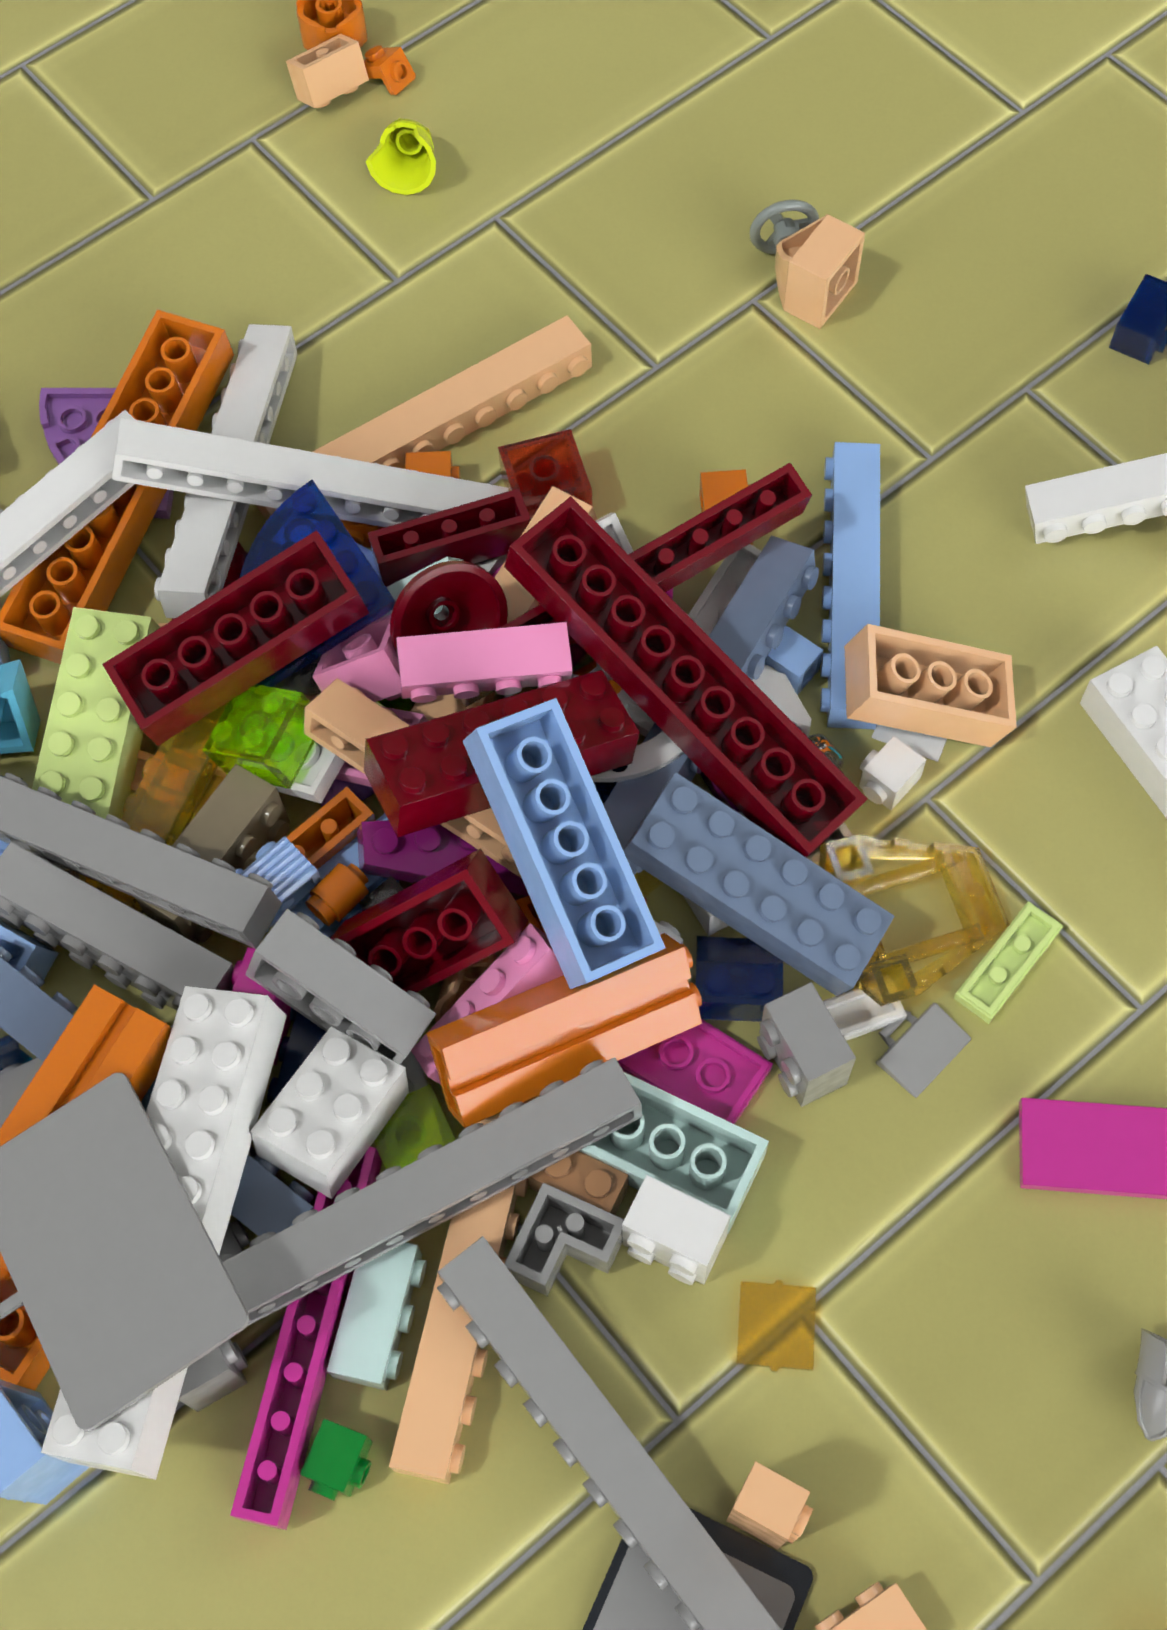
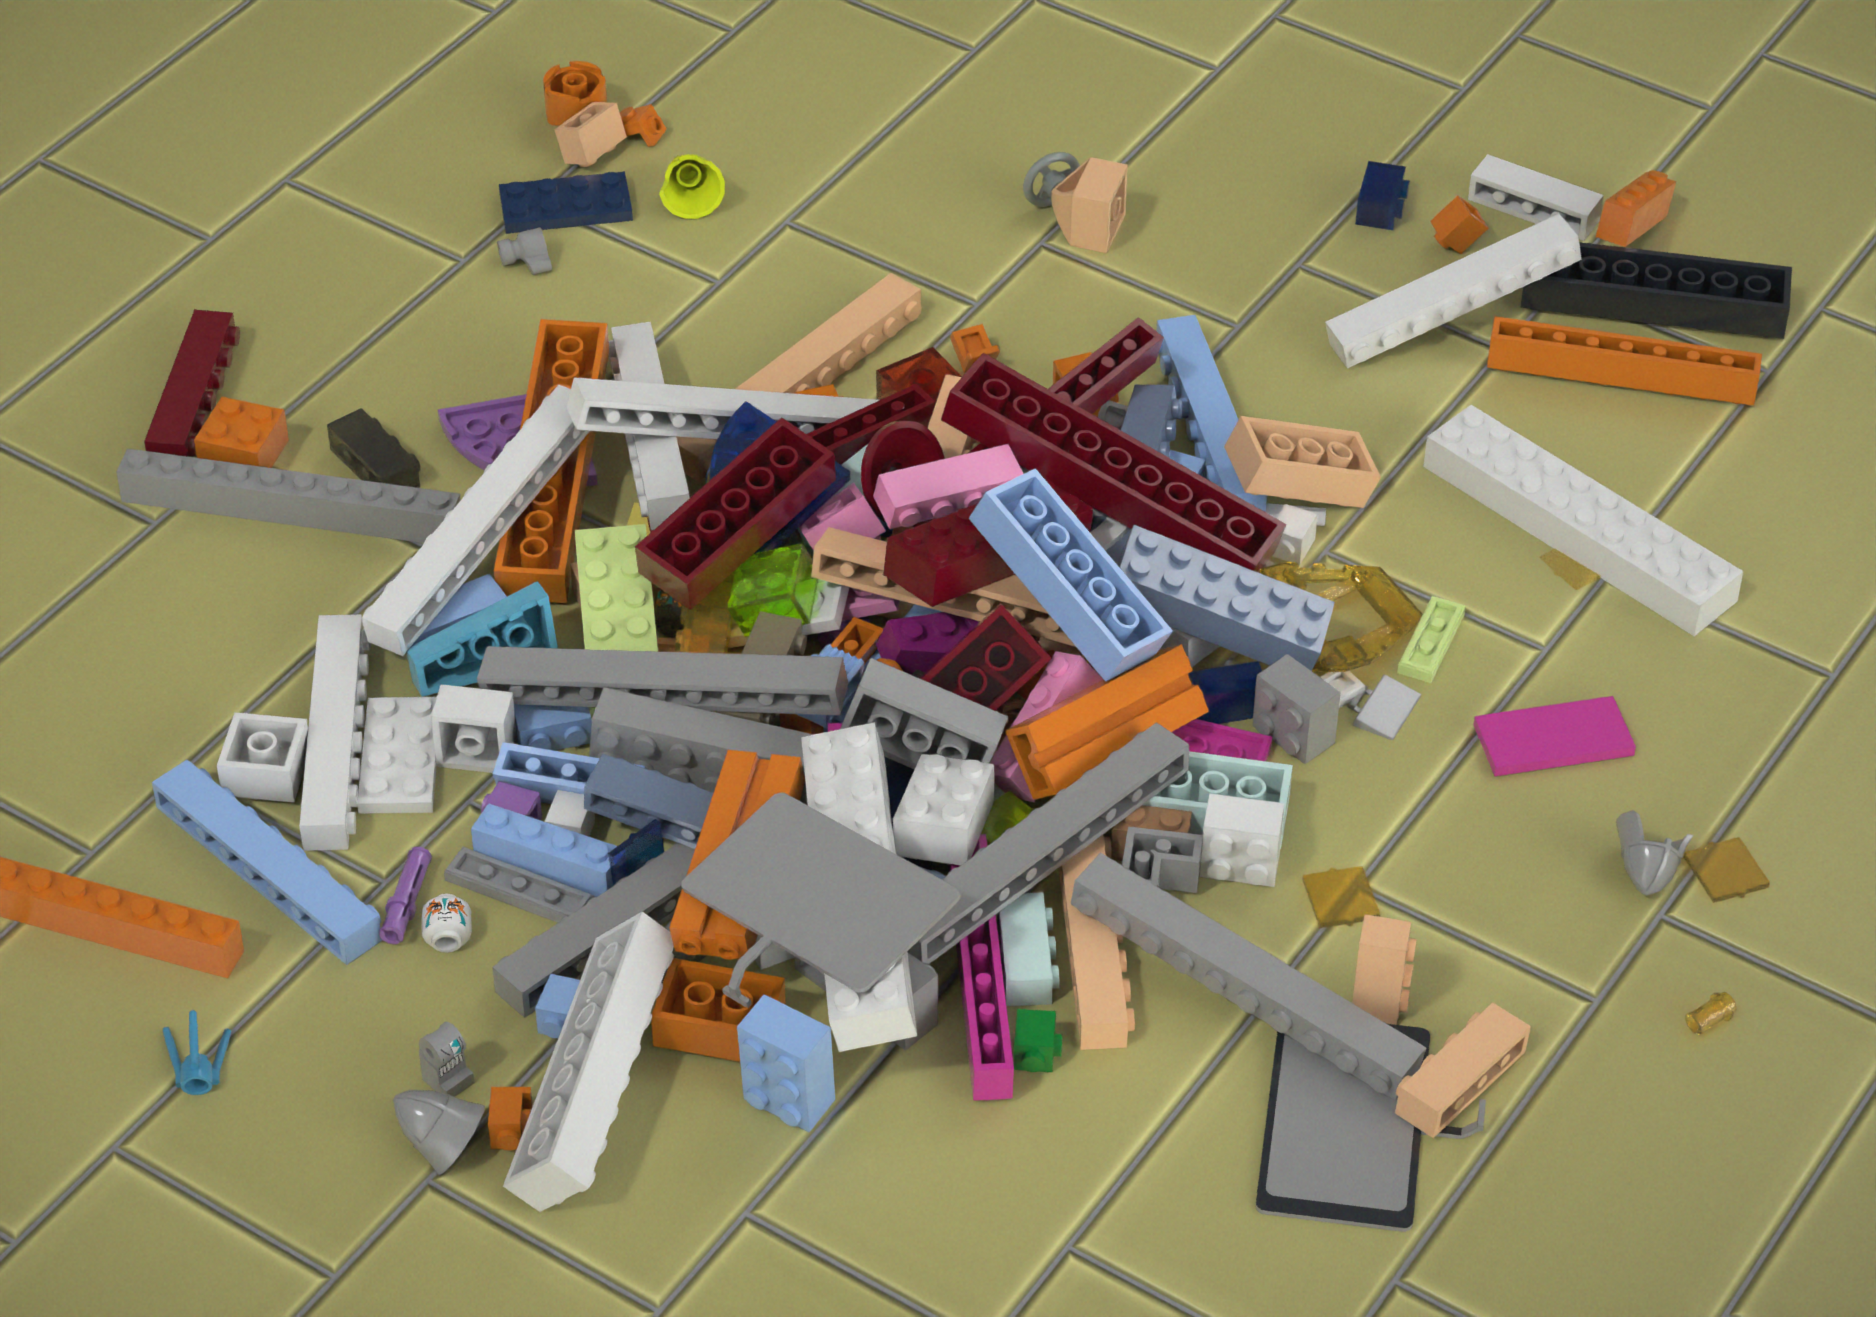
camera: 20 degrees left, 20 degrees down
(217, 198) = (529, 247): none -> light grey piece
(278, 148) = (565, 202): none -> dark blue plate
(626, 431) = (970, 344): none -> orange bracket

